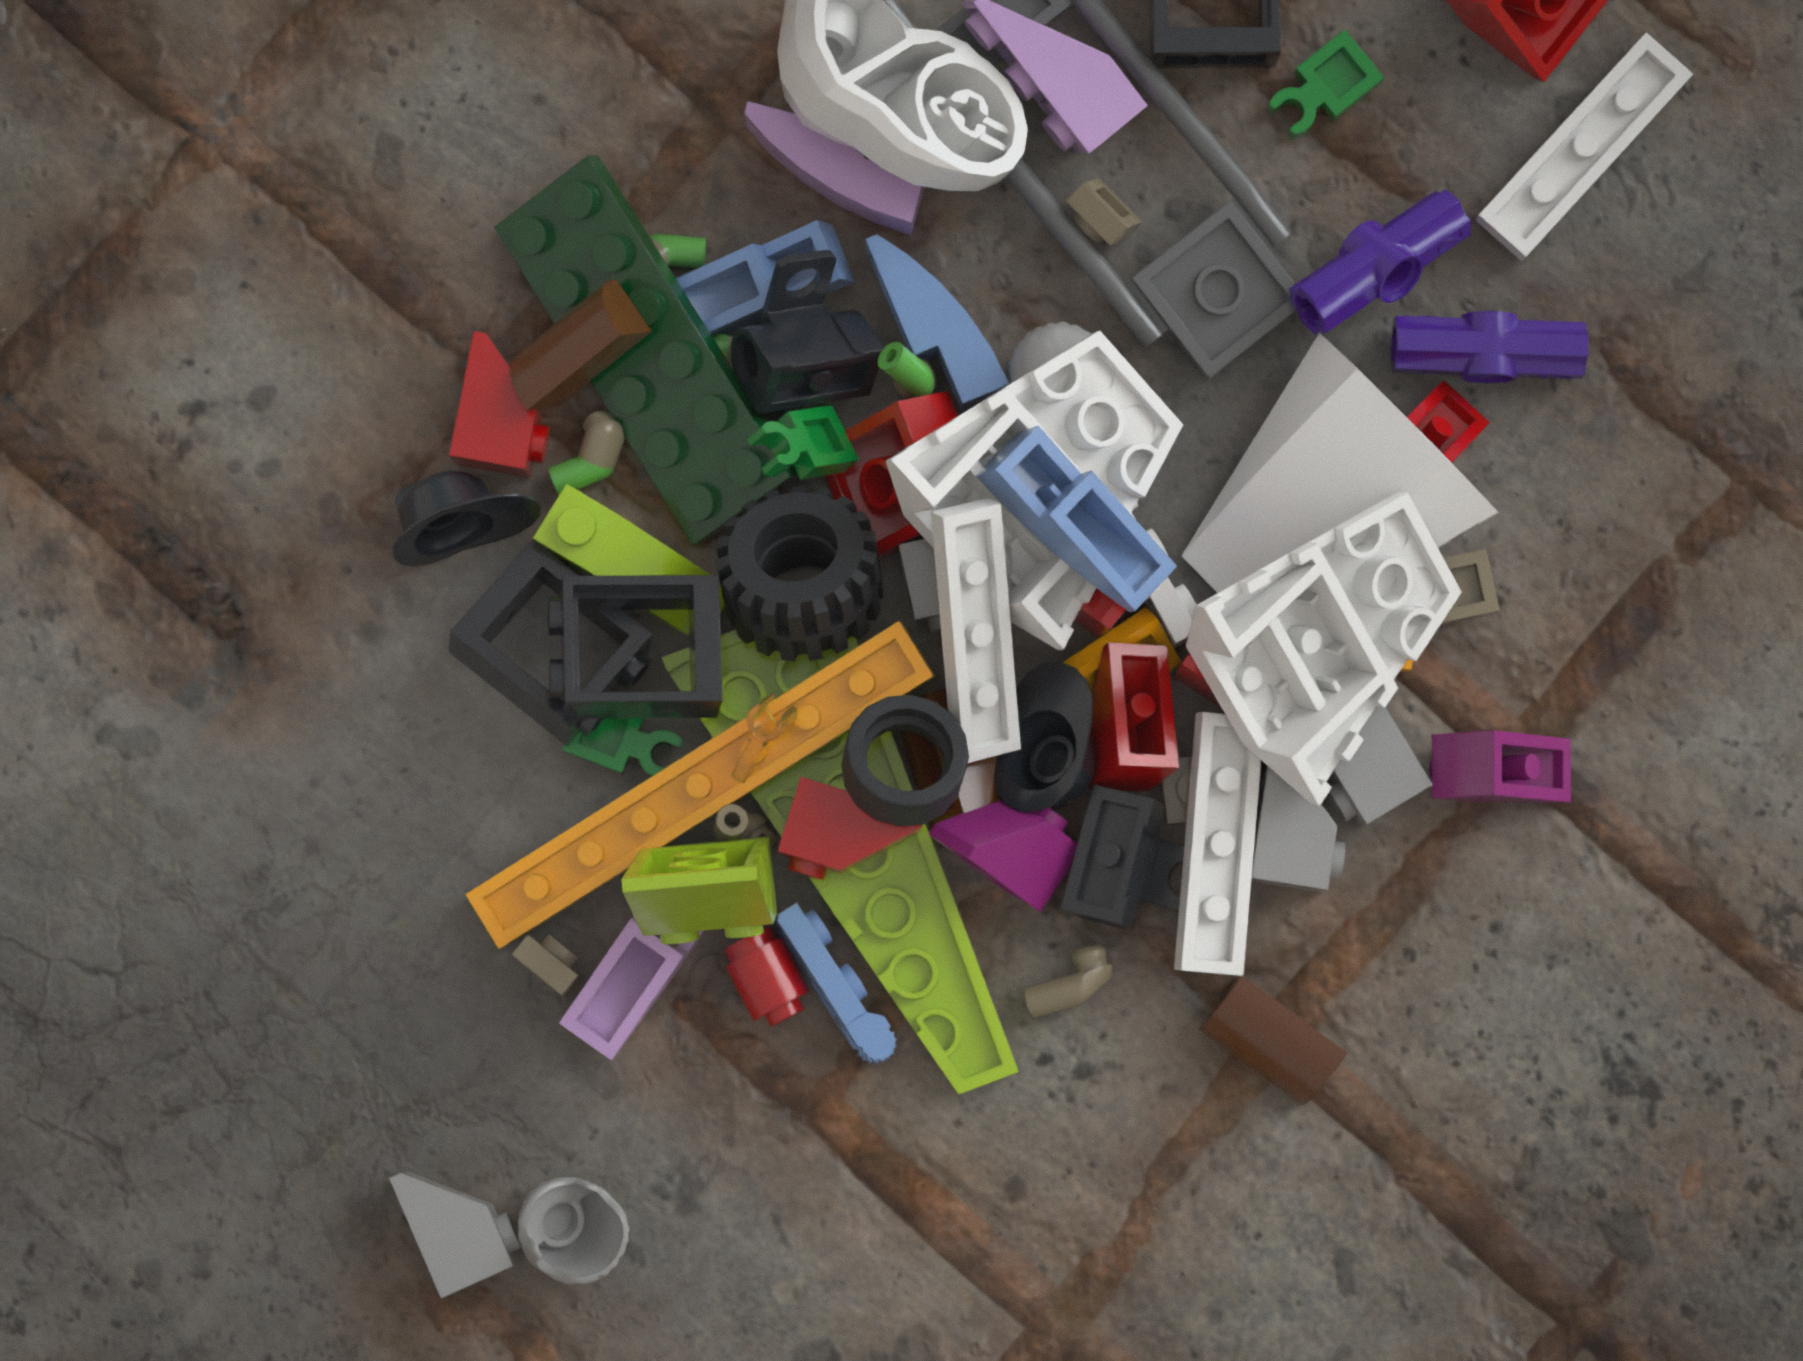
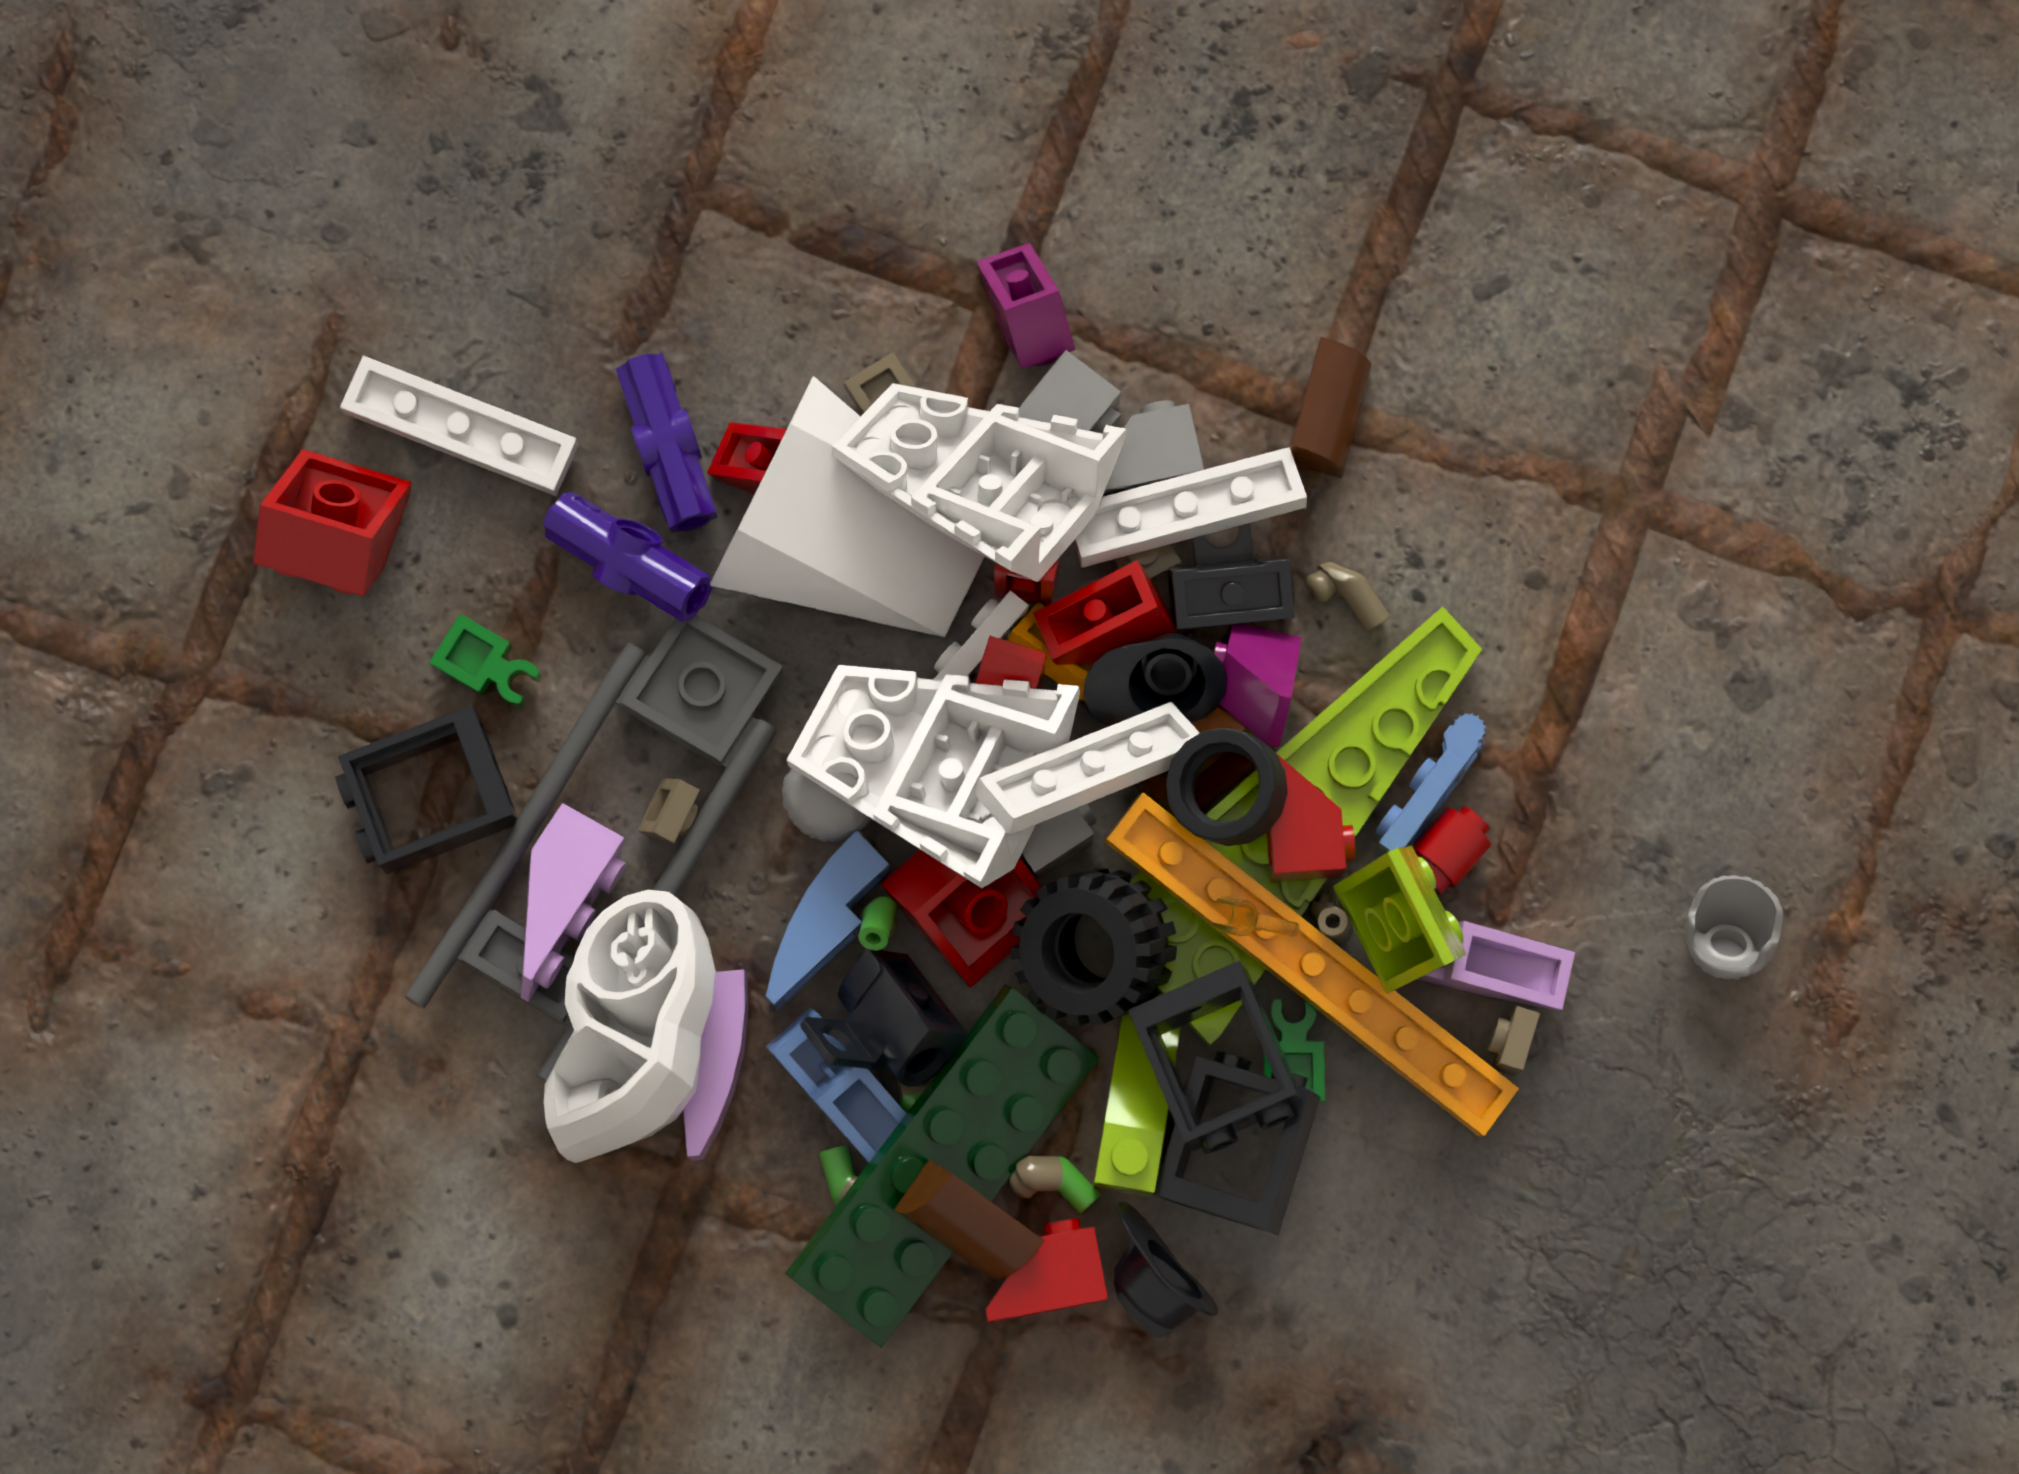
camera: 110 degrees left, 5 degrees down
(456, 1232) = (1774, 1029): light grey slope -> none
(807, 440) = (976, 985): green plate -> none
(1076, 518) = (963, 714): medium blue slope -> none

